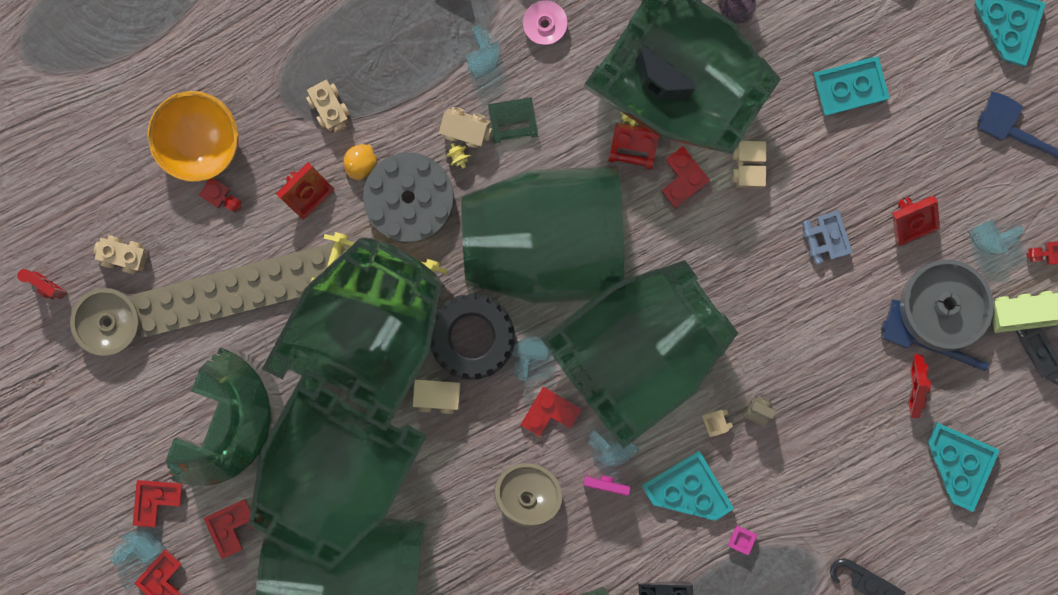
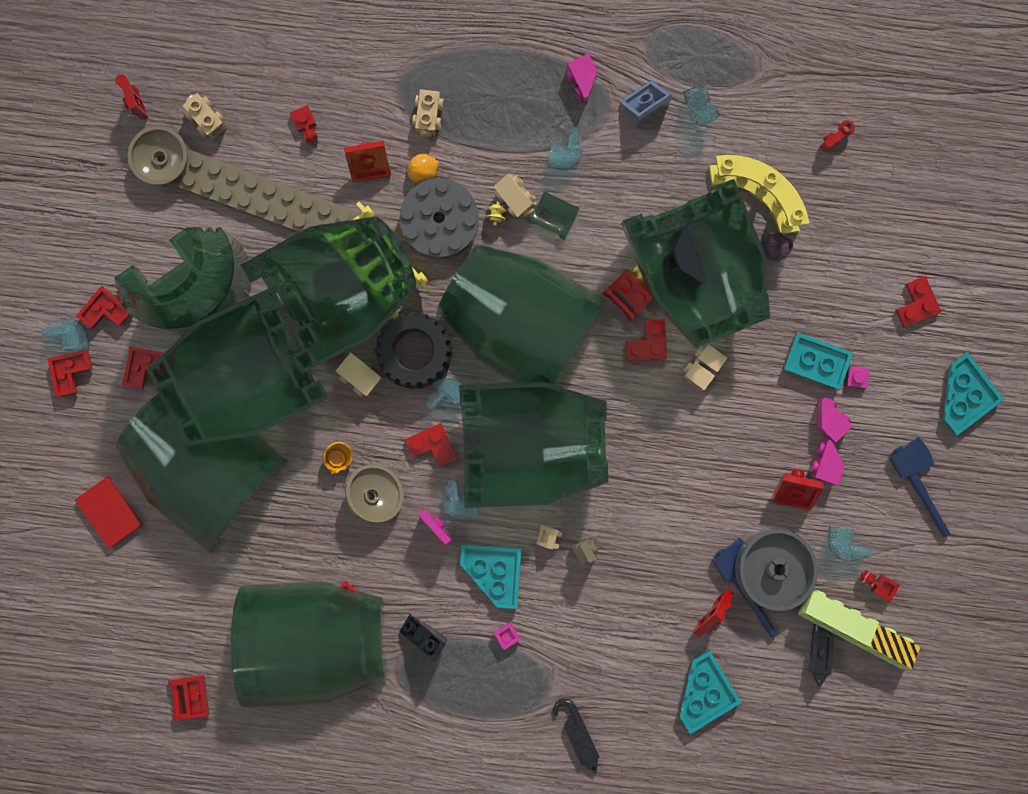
camera: 30 degrees right, 0 degrees up
(193, 136) = (313, 64): light orange piece -> none
(469, 485) = (337, 457): none -> light orange hair
(549, 12) = (626, 151): bright pink dish -> none
(833, 234) = (729, 459): sand blue plate -> none
(897, 75) = (857, 377): none -> dark pink plate
(901, 134) = (830, 421): none -> dark pink slope
(926, 174) = (828, 464): none -> dark pink slope

